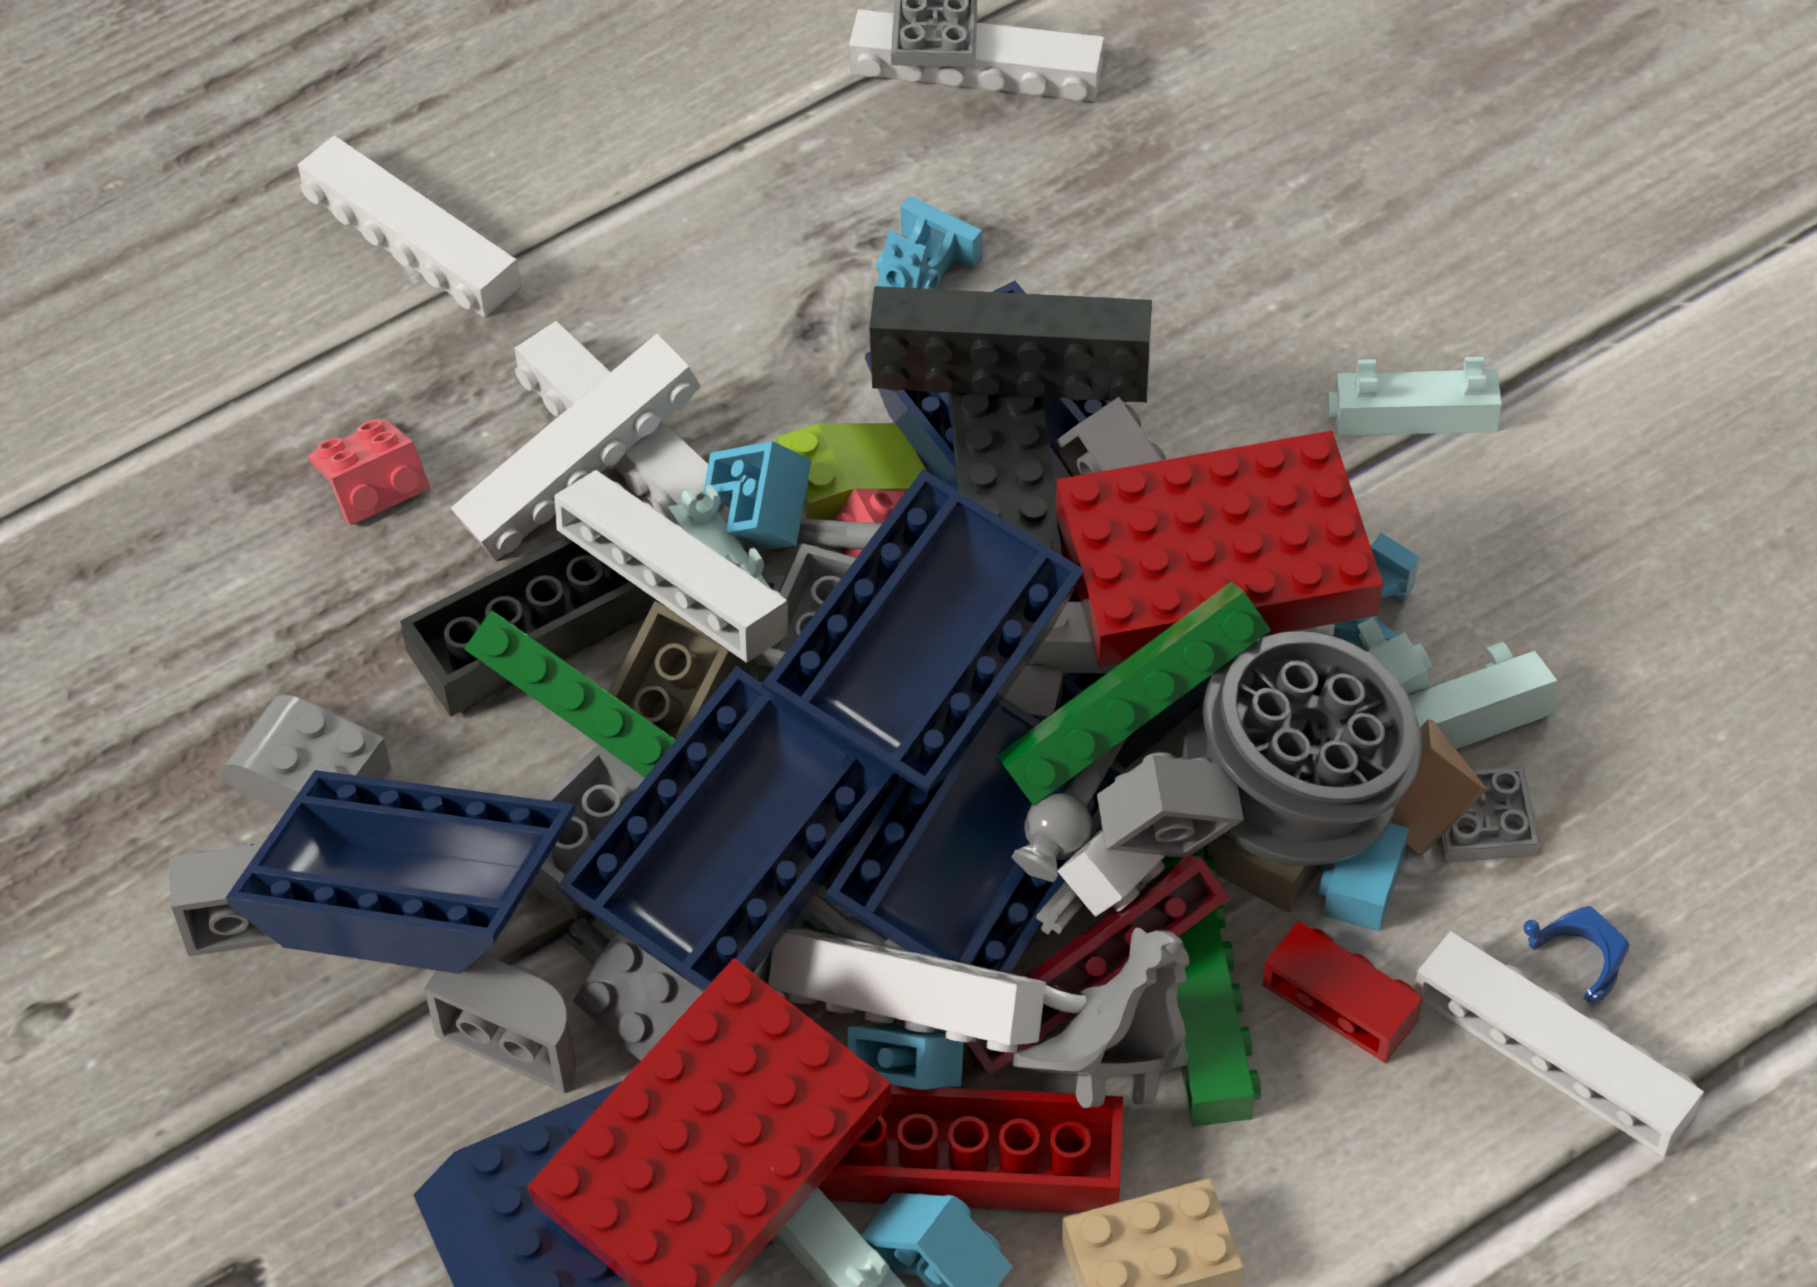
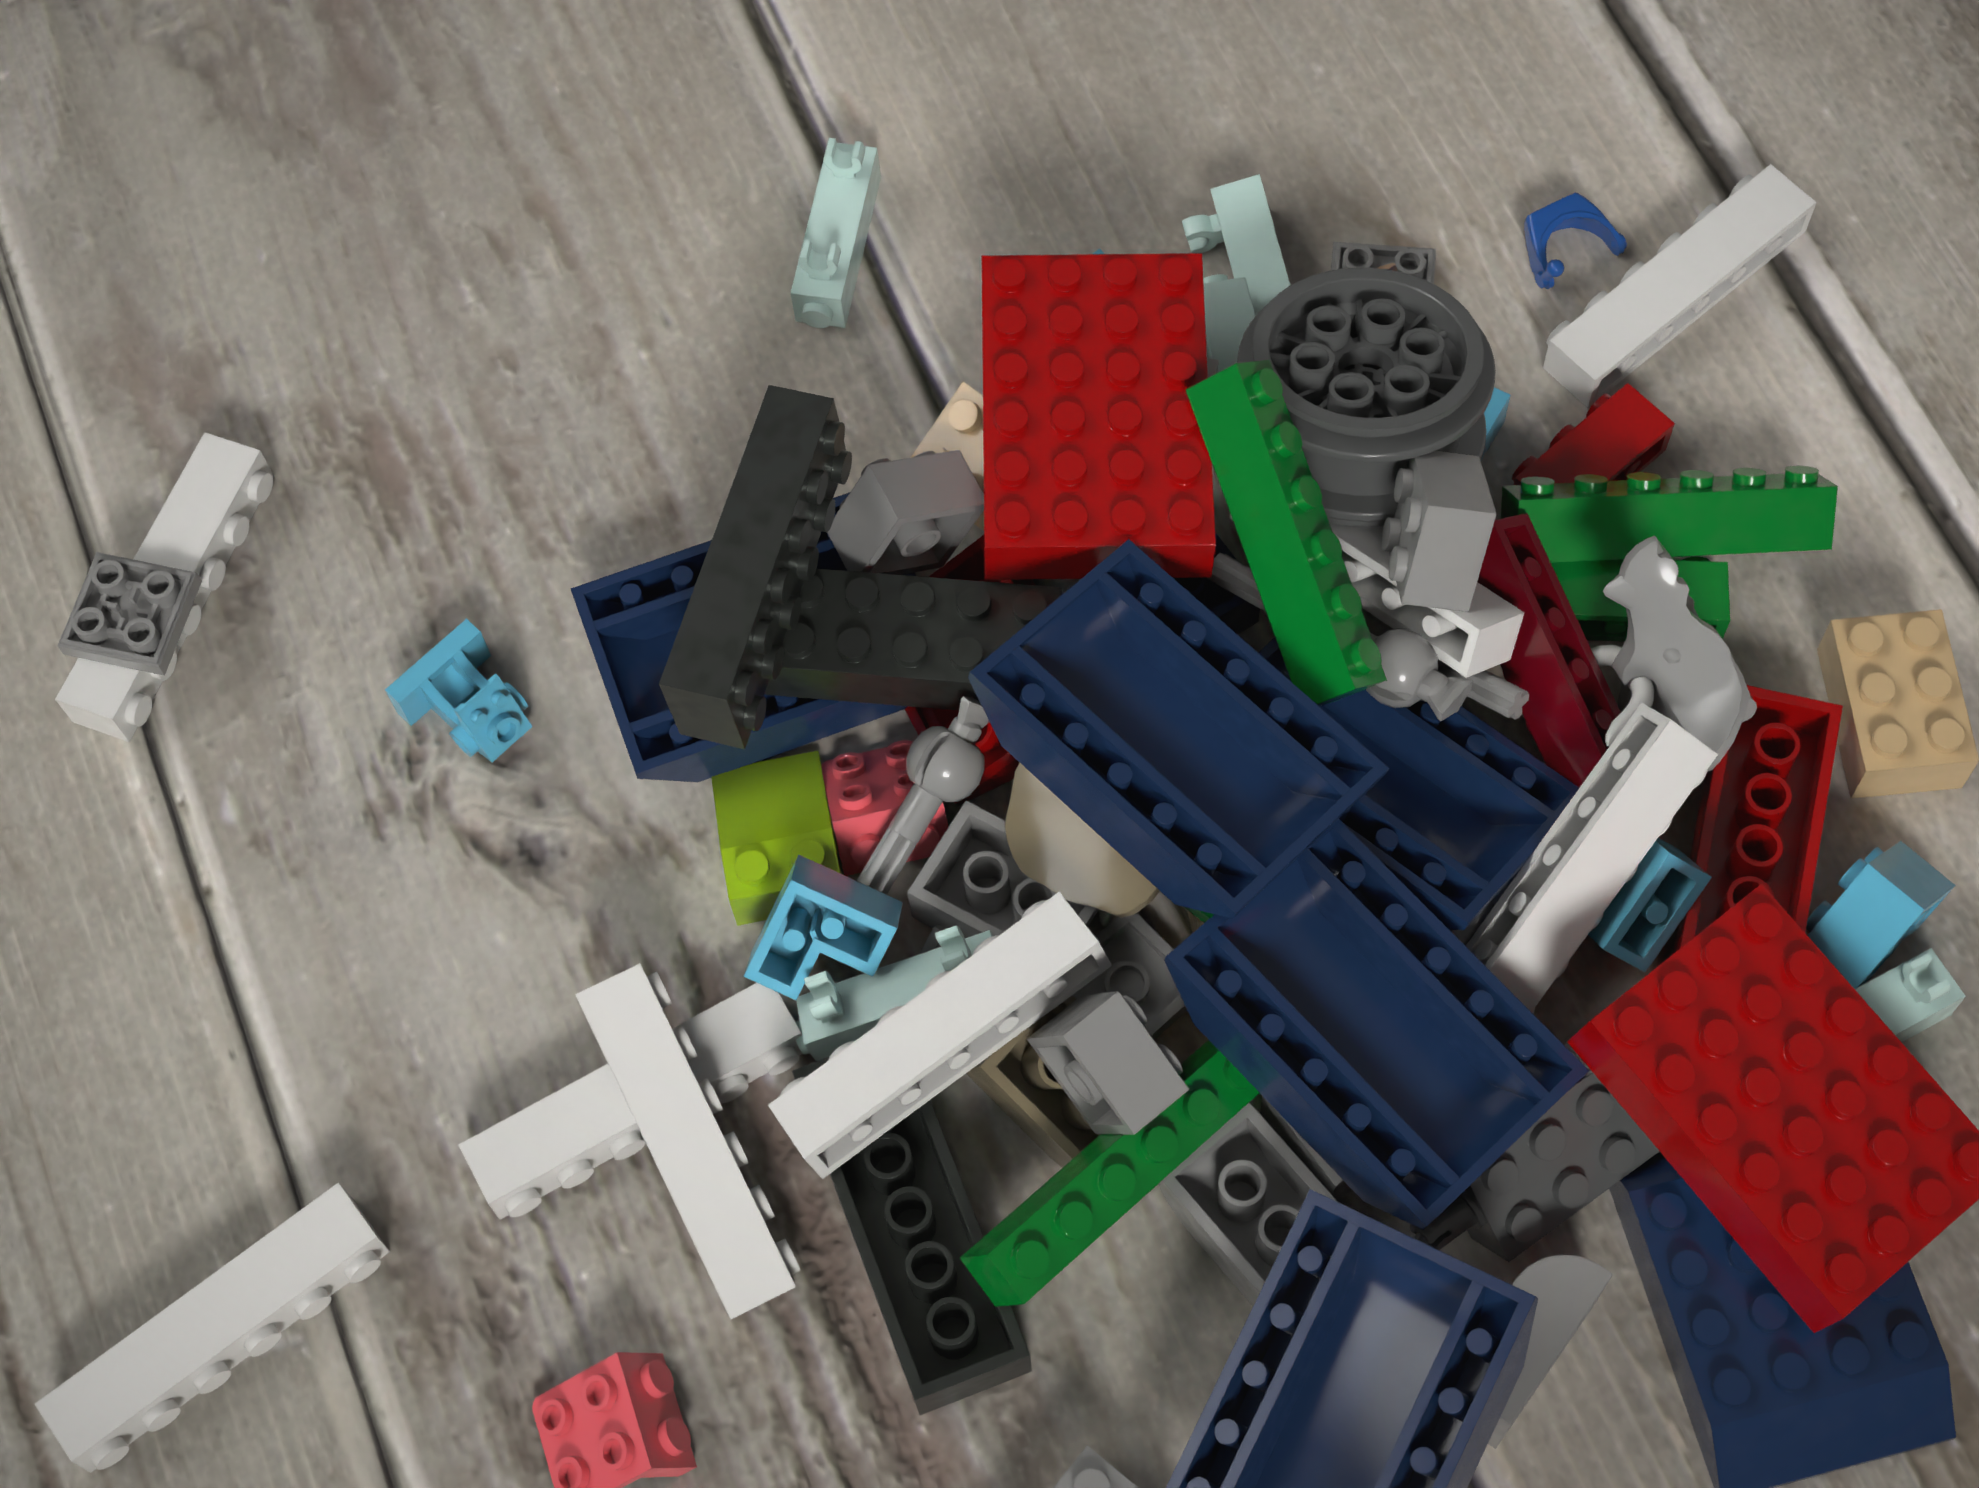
camera: 75 degrees left, 10 degrees up
(665, 673) = (1109, 1063): none -> light grey brick
(1285, 1041) = (1686, 514): none -> green brick

